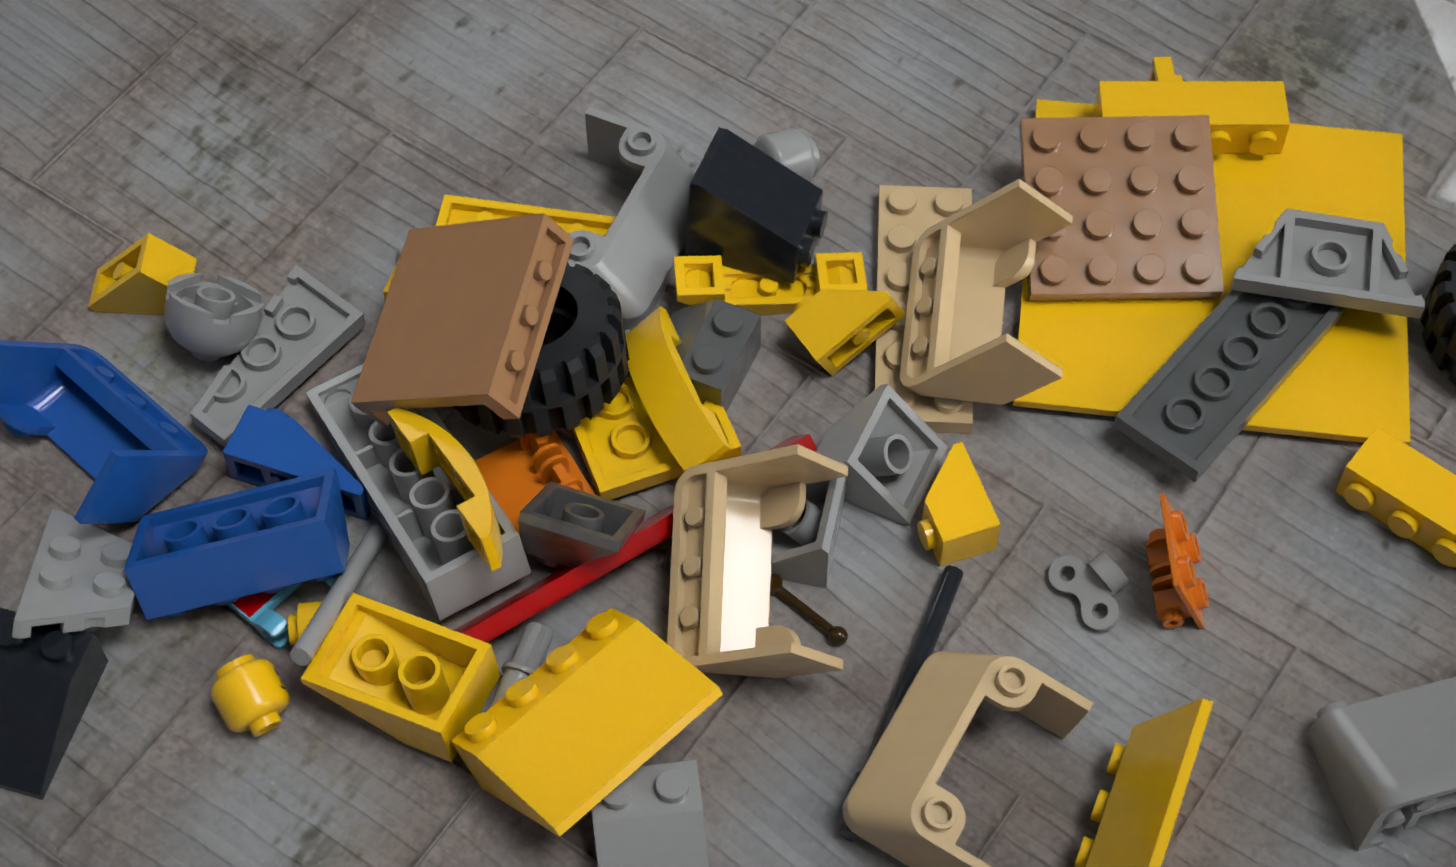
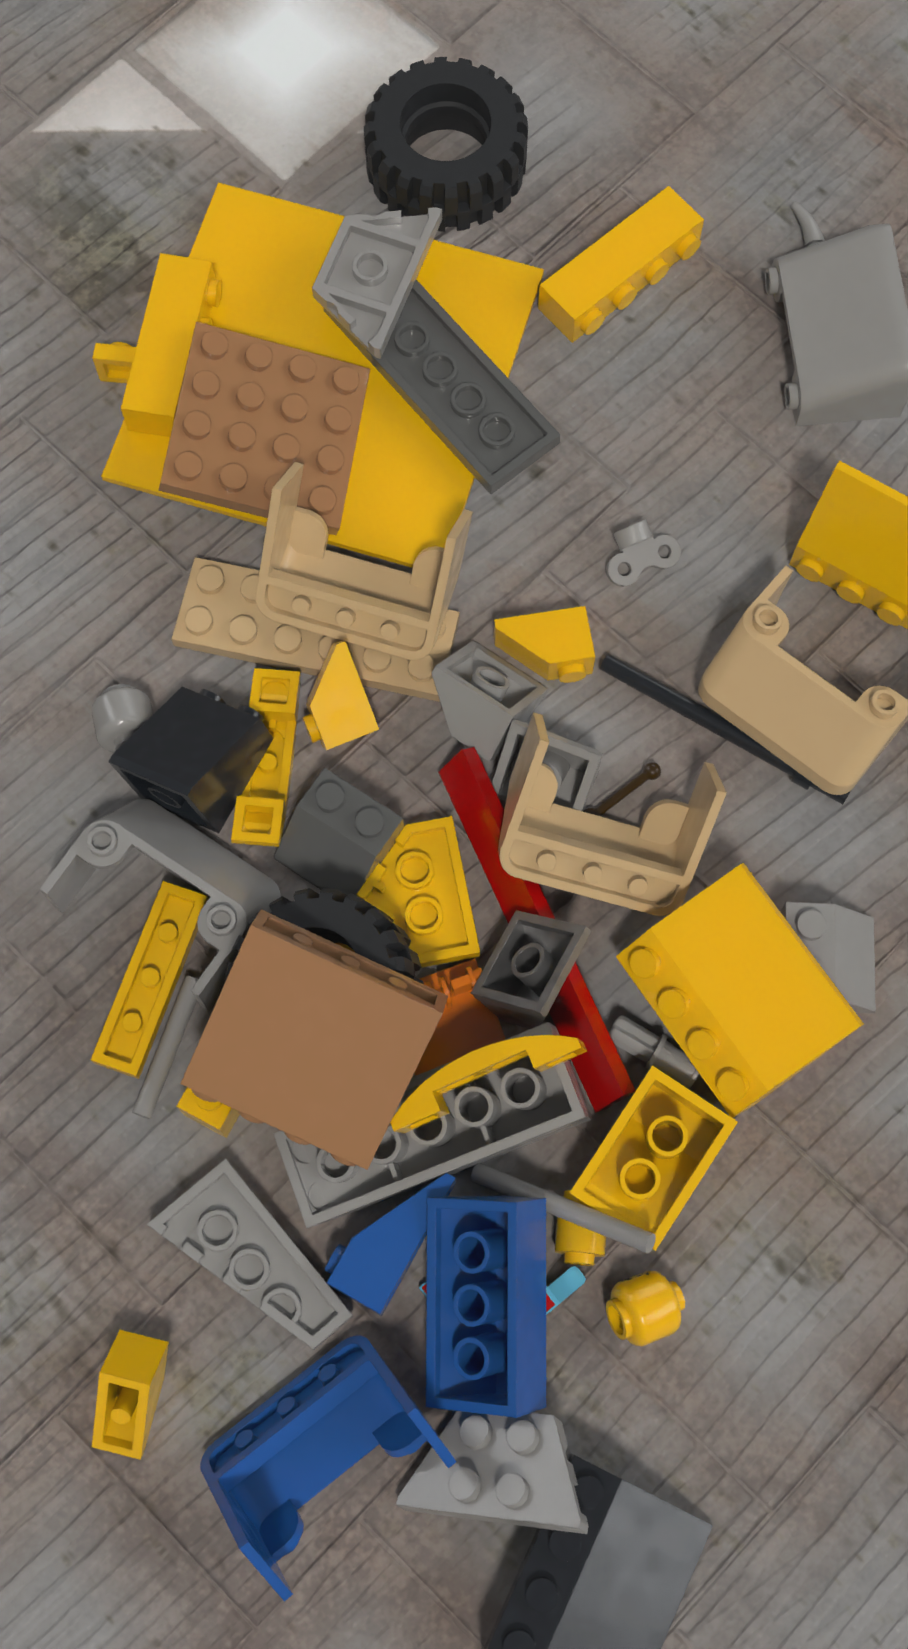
camera: 80 degrees left, 15 degrees up
(210, 316) = (200, 1313): light grey cylinder -> none
(669, 395) = (392, 867): yellow slope -> none
(1172, 563) = (665, 471): orange hinge -> none

